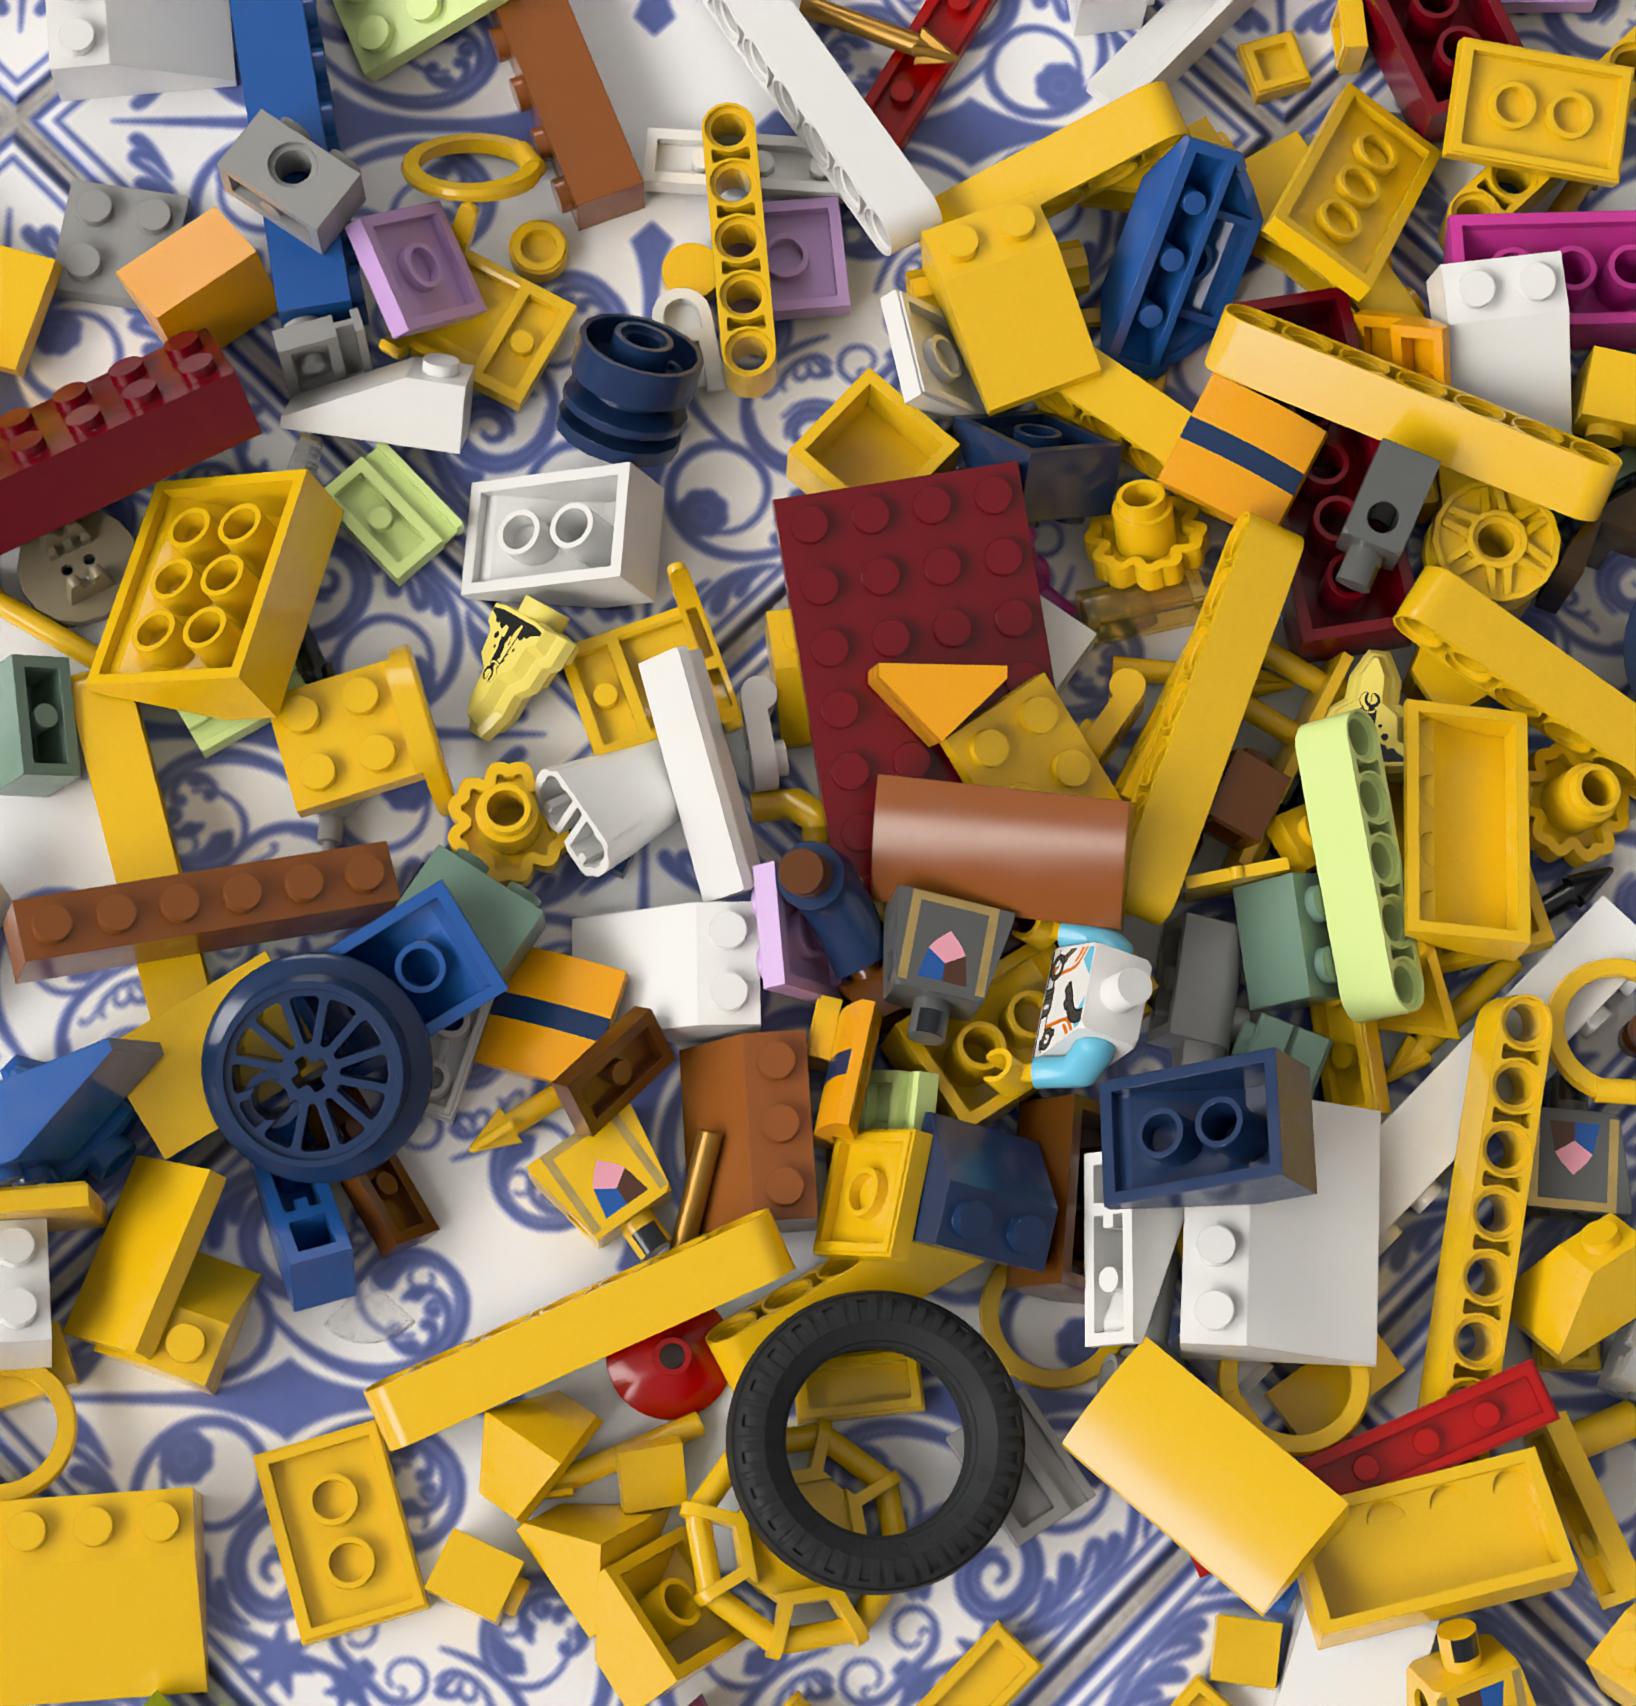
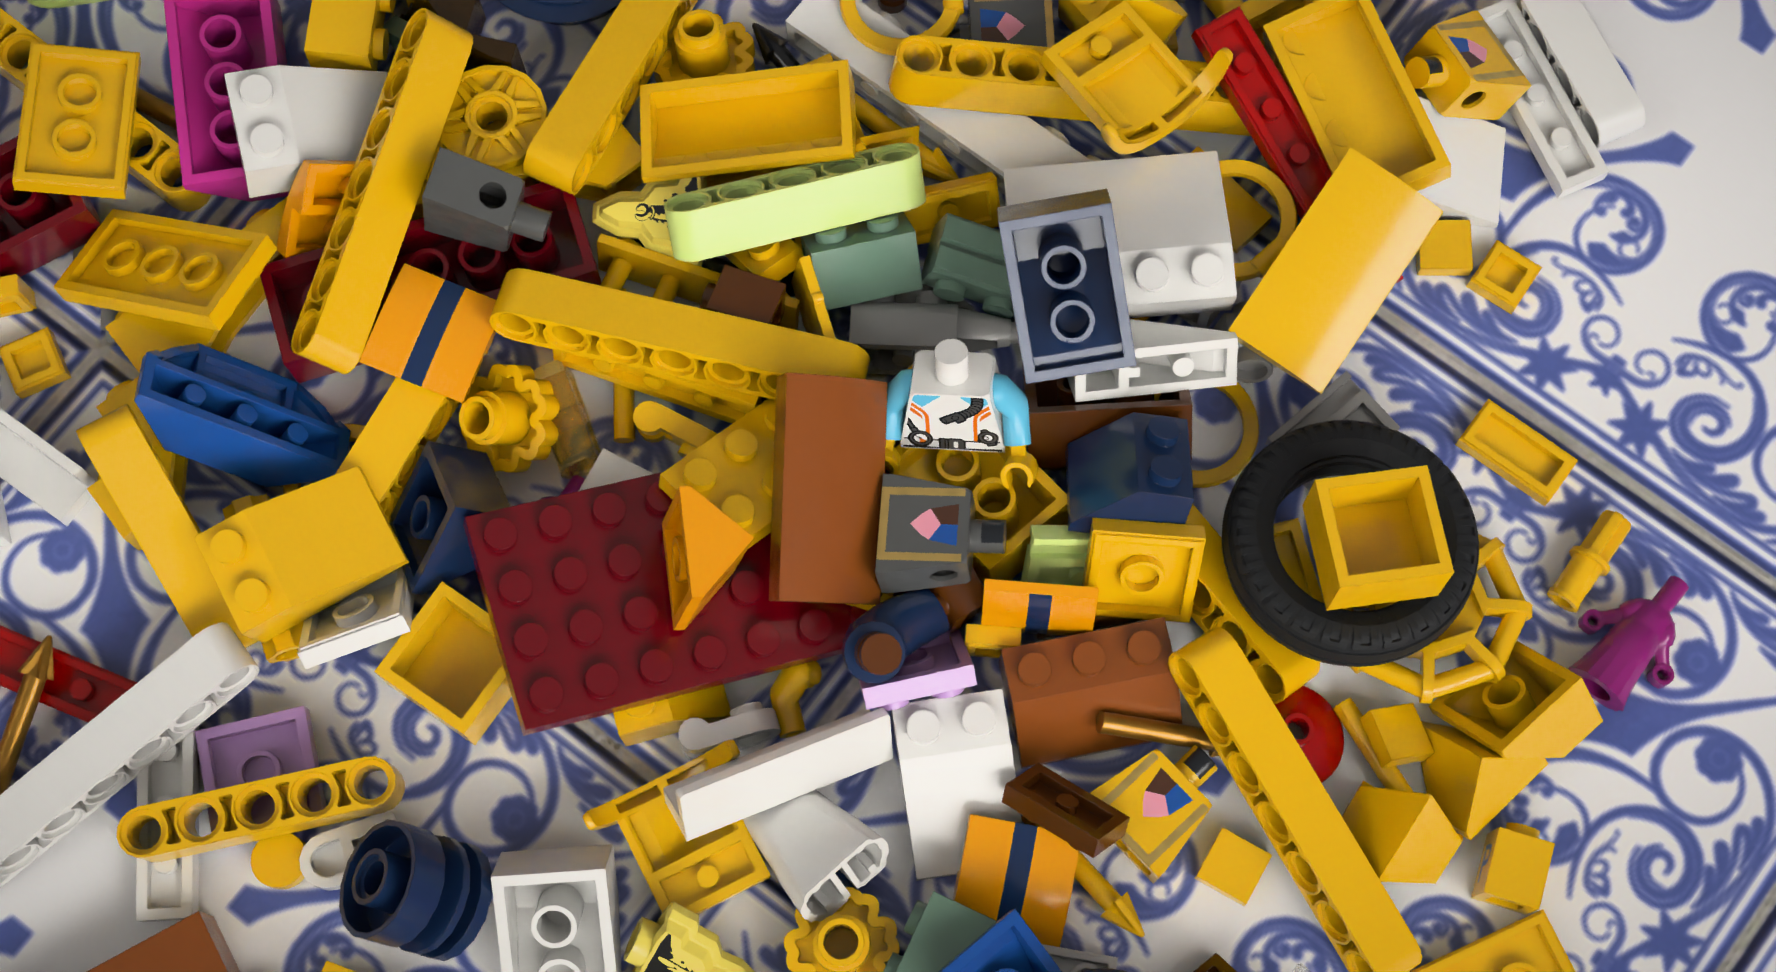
camera: 90 degrees left, 0 degrees up
(532, 1265) = (1233, 866): none -> yellow tile
(859, 1440) = (1377, 537): none -> yellow piece
(1470, 1263) = (1130, 79): none -> yellow piece

